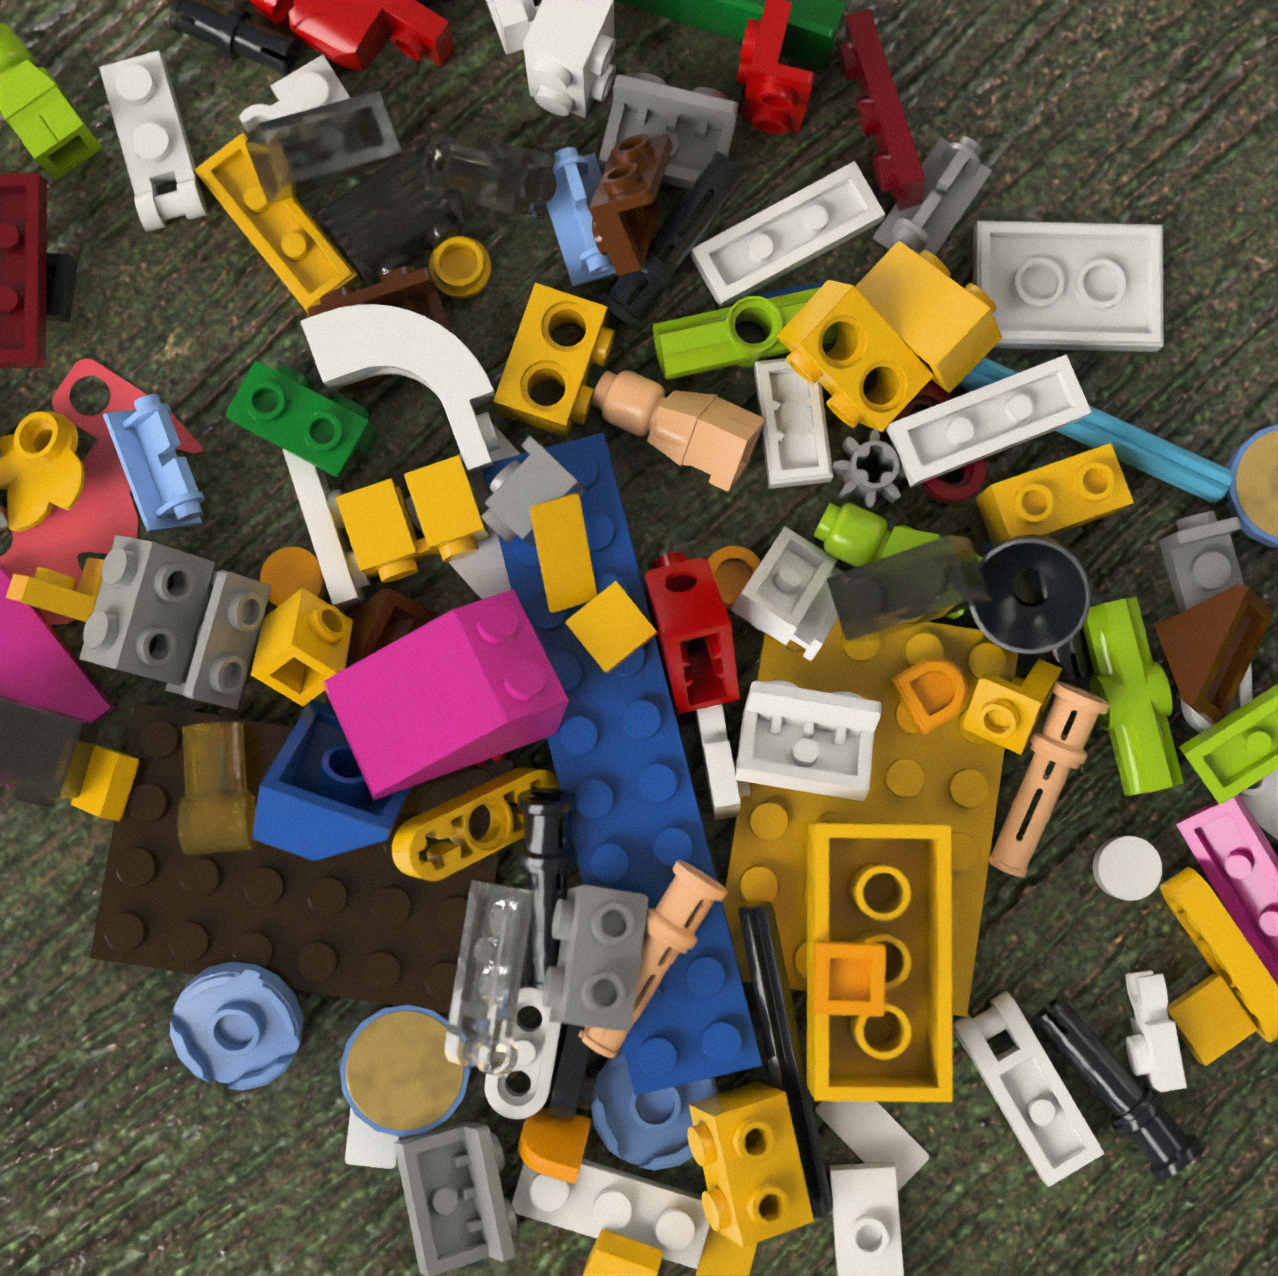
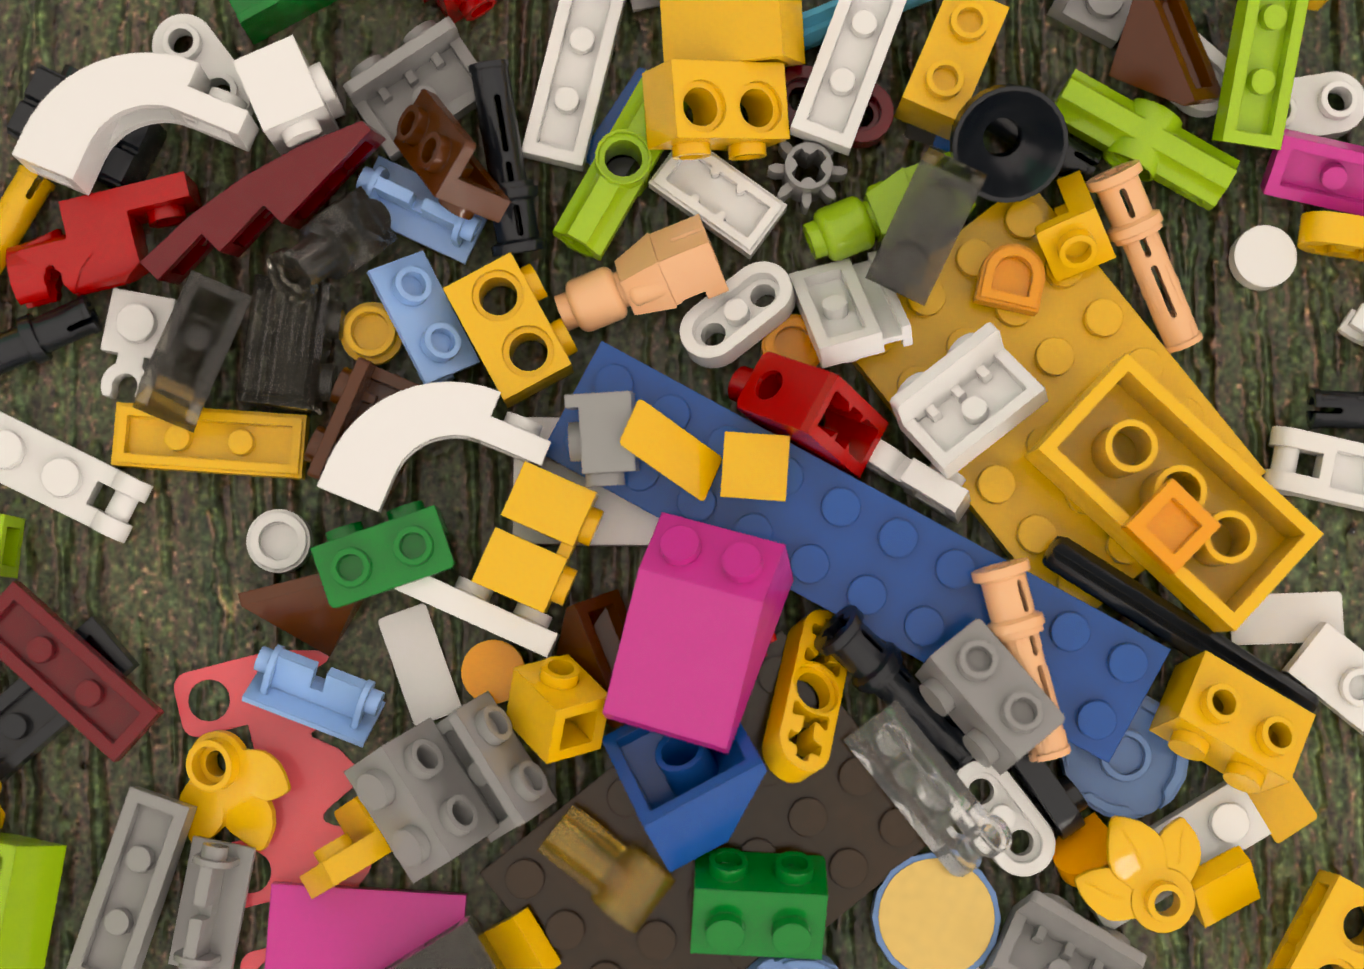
camera: 50 degrees left, 0 degrees up
(207, 397) = (302, 611): none -> reddish brown slope
(248, 336) = (279, 541): none -> white tile
(252, 521) = (419, 664): none -> white sticker
(290, 926) = (759, 904): none -> green bracket
(497, 102) = (283, 189): none -> dark red slope
(501, 290) = (423, 318): none -> light blue hinge
(574, 1193) = (1142, 868): none -> yellow plate
(718, 516) = (737, 315): none -> white plate

